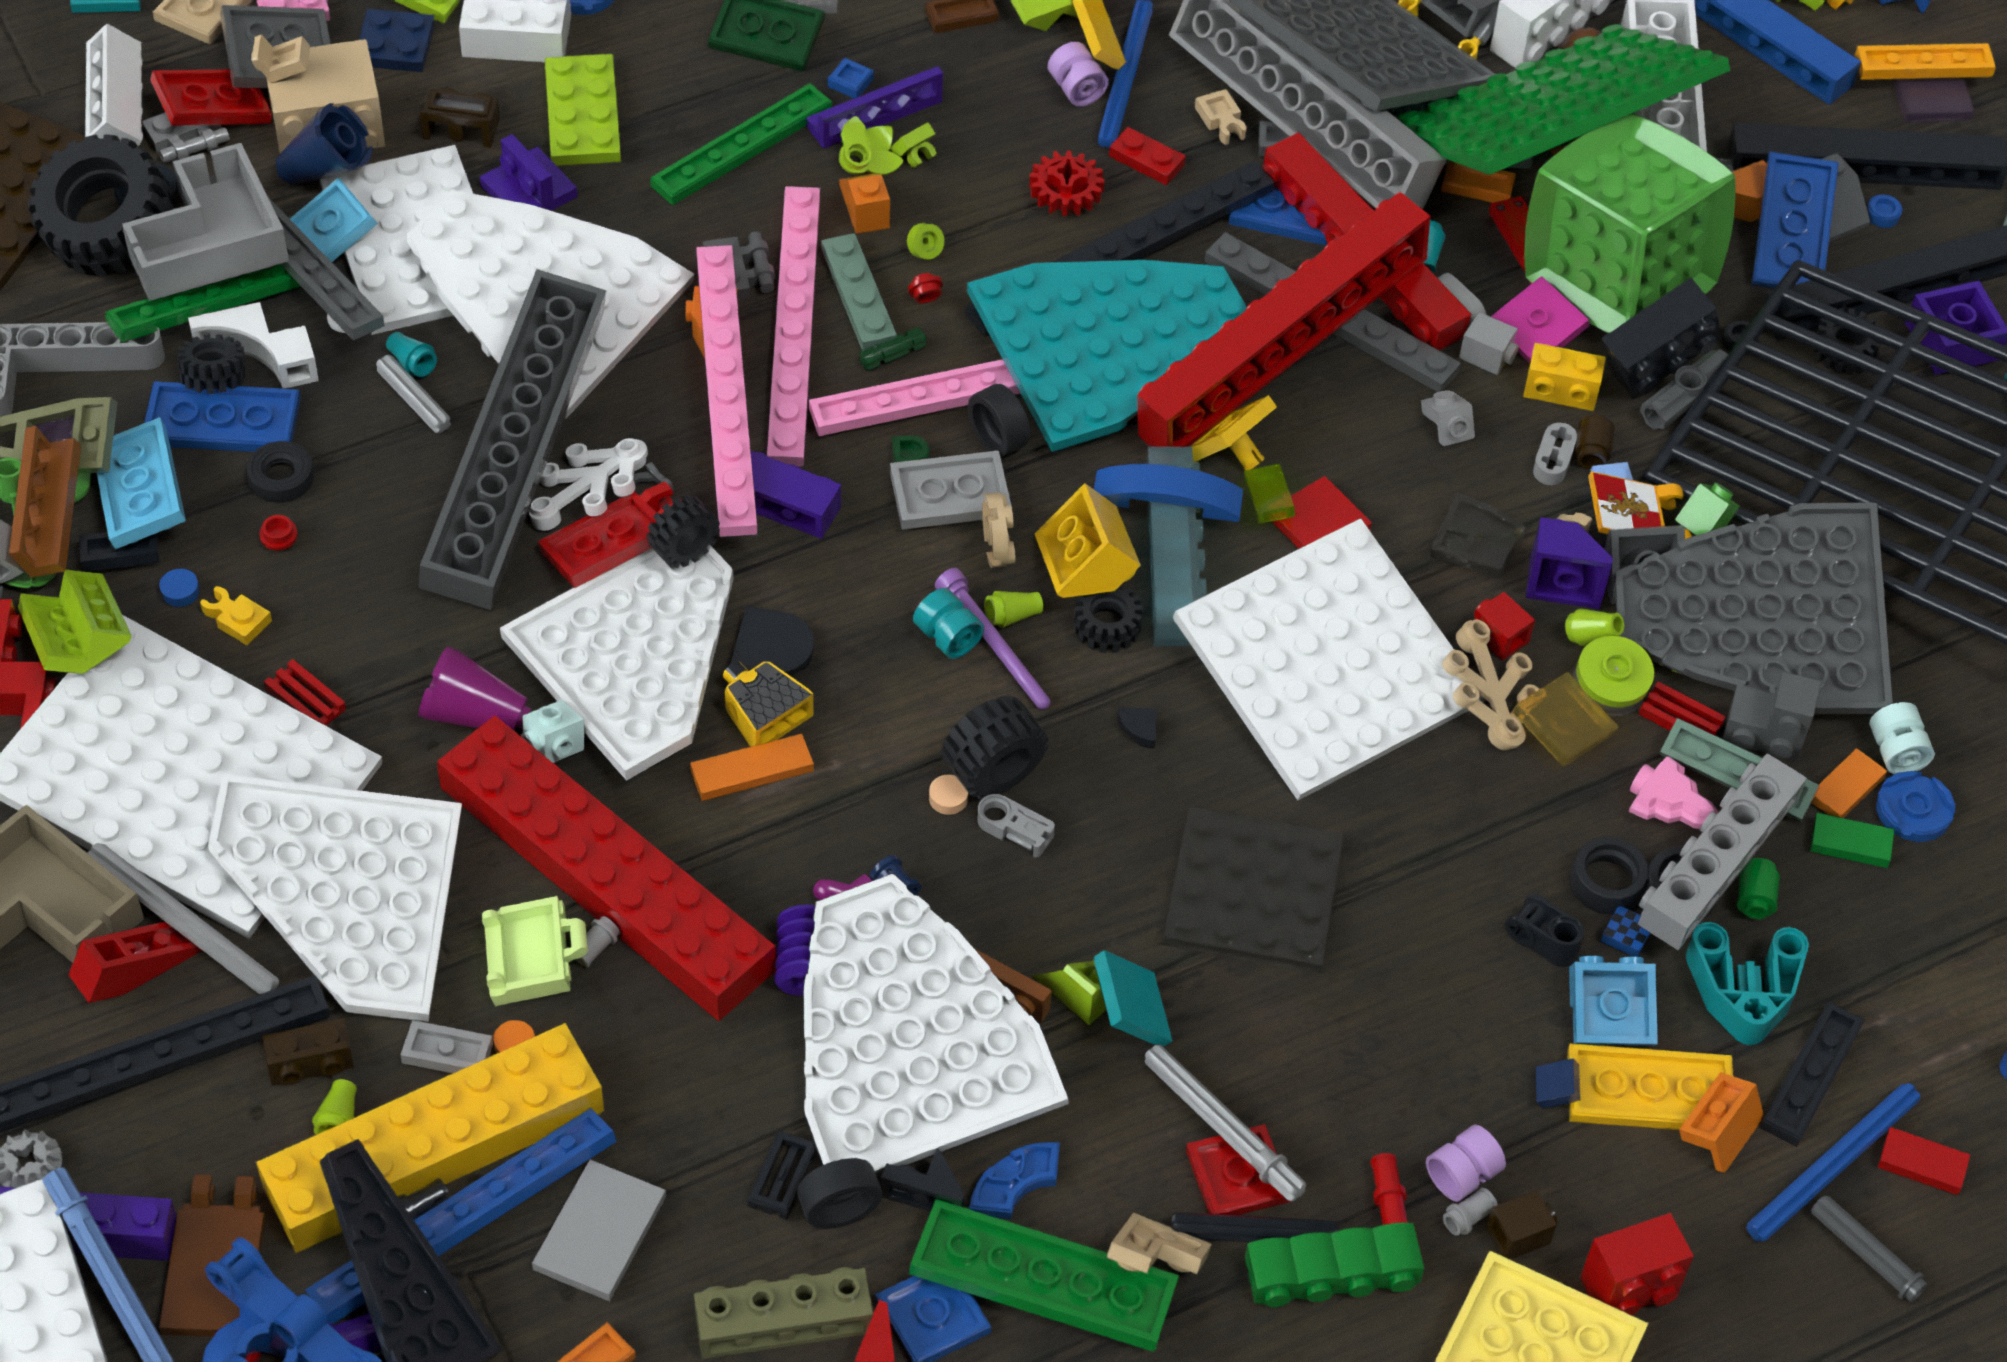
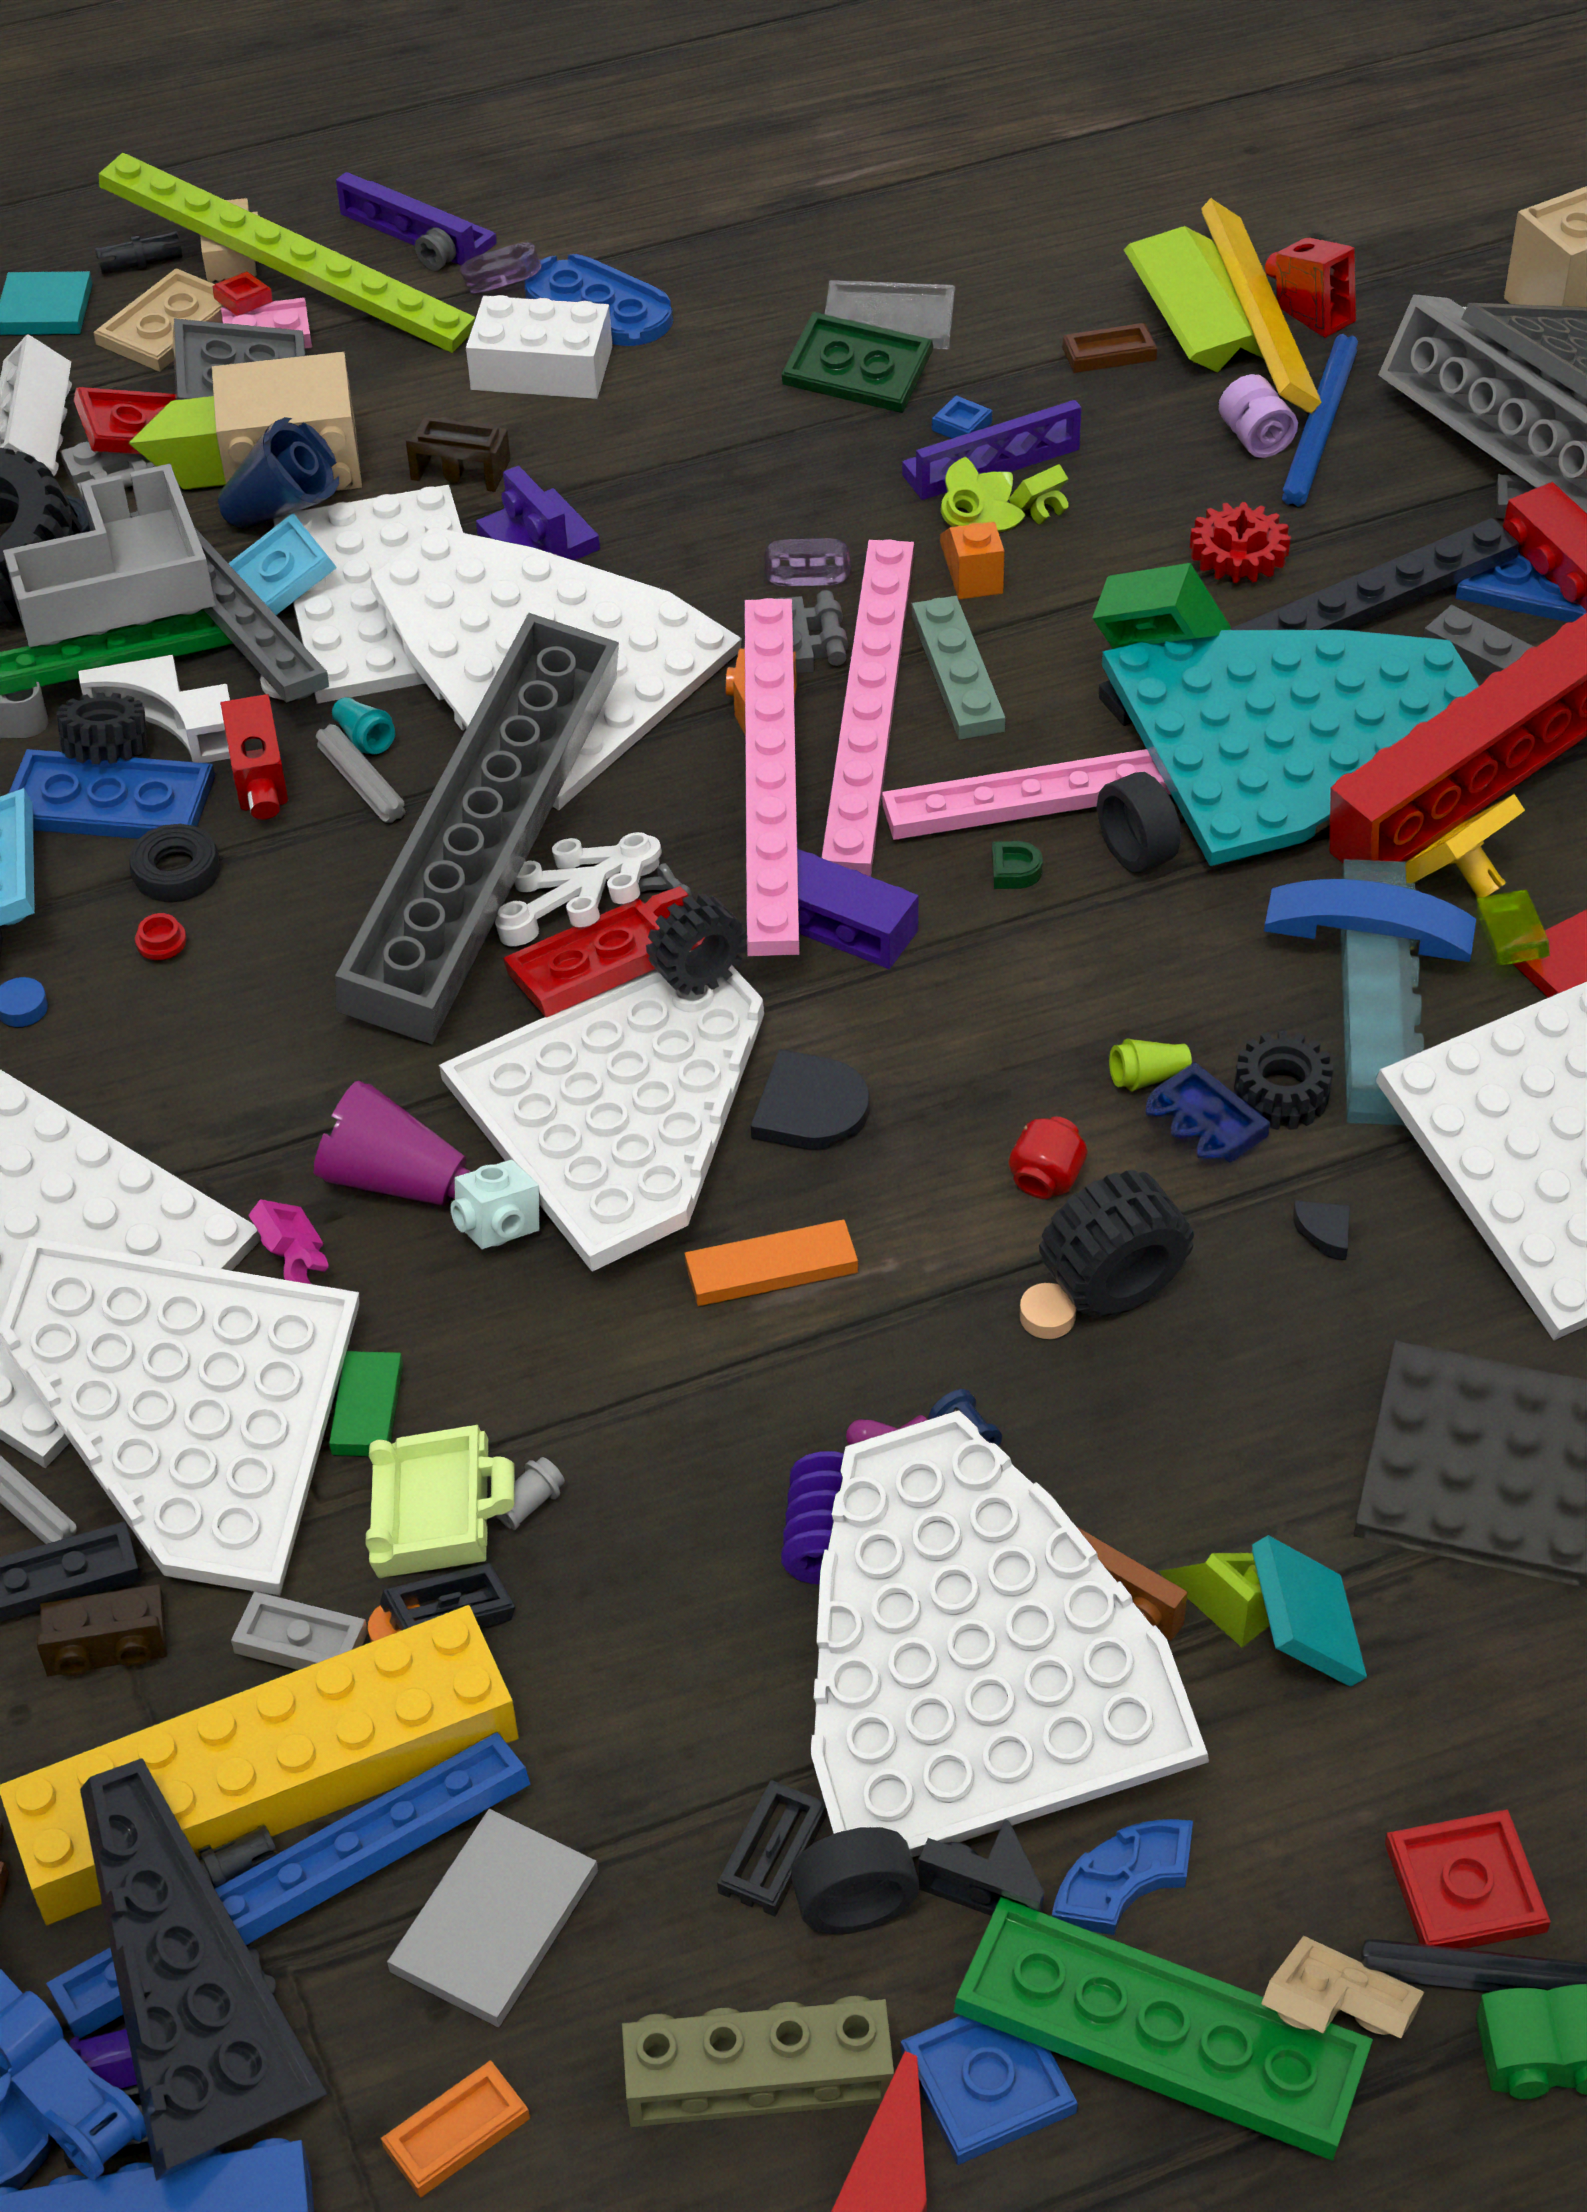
camera: 10 degrees right, 5 degrees down
(237, 618) = (92, 1043): yellow plate -> none
(245, 115) = (187, 440): none -> lime slope
(281, 60) = (232, 370): tan bracket -> none
(295, 670) = (179, 1129): red tile -> none
(335, 393) = (255, 772): none -> red torso
(336, 1107) = (131, 1710): lime cone -> none
(398, 39) = (391, 367): dark blue plate -> none
(404, 760) = (291, 1235): none -> dark pink plate
(473, 881) = (365, 1401): none -> green tile
(576, 1020) = (488, 1605): none -> black tile
(582, 109) = (615, 449): lime plate -> none
(607, 867) = (560, 1394): red brick -> none
(739, 144) = (810, 493): green tile -> none
(739, 207) = (807, 562): none -> clear purple beam
(765, 701) = (796, 1174): torso -> none
(892, 348) = (999, 734): dark green axle -> none
(925, 241) = (1049, 606): lime tile -> none
(925, 288) = (1047, 662): red plate -> none
(943, 681) = (1048, 1157): none -> red head
(946, 488) = (1069, 910): light grey plate -> none
(947, 621) = (1058, 1078): teal wheel -> none
(958, 586) = (1068, 1034): medium lavender piece -> none
(996, 519) = (1129, 943): tan plate -> none
(1006, 248) = (1157, 607): none -> green slope
(1018, 825) = (1146, 1357): light grey piece -> none
(1055, 642) = (1208, 1111): none -> clear blue plate
(1087, 546) = (1256, 984): yellow slope -> none
(1147, 156) = (1347, 515): red plate -> none
(1221, 112) = (1446, 464): tan plate -> none
(1271, 1167) = (1517, 1874): light grey axle -> none

